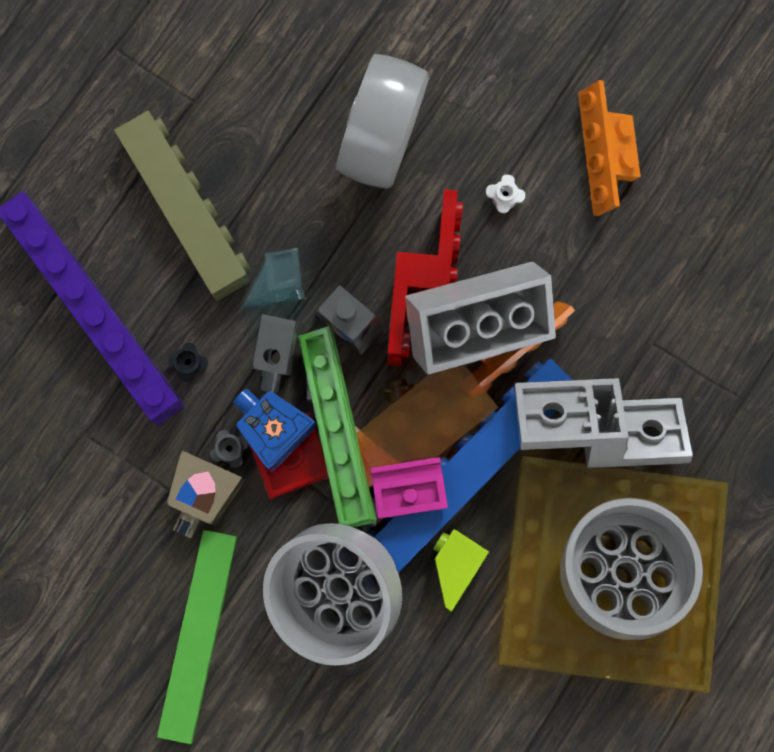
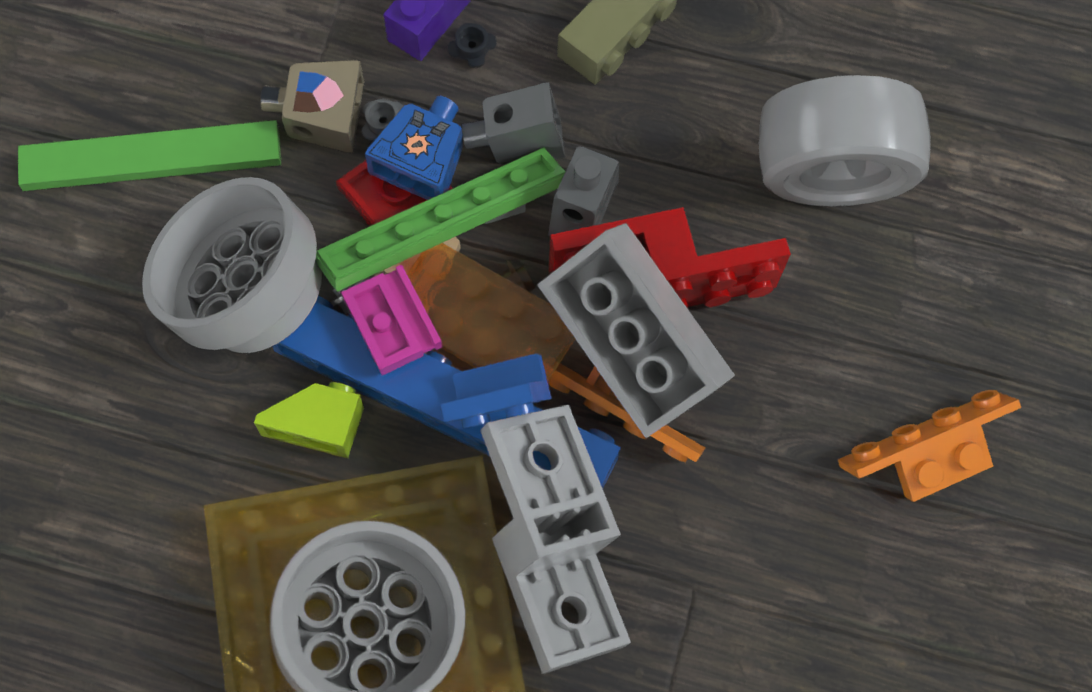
camera: 65 degrees right, 10 degrees down
(277, 280) = (609, 111): clear light blue slope -> none
(494, 429) = (497, 387): none -> blue bracket
(504, 203) = (816, 349): white plate -> none

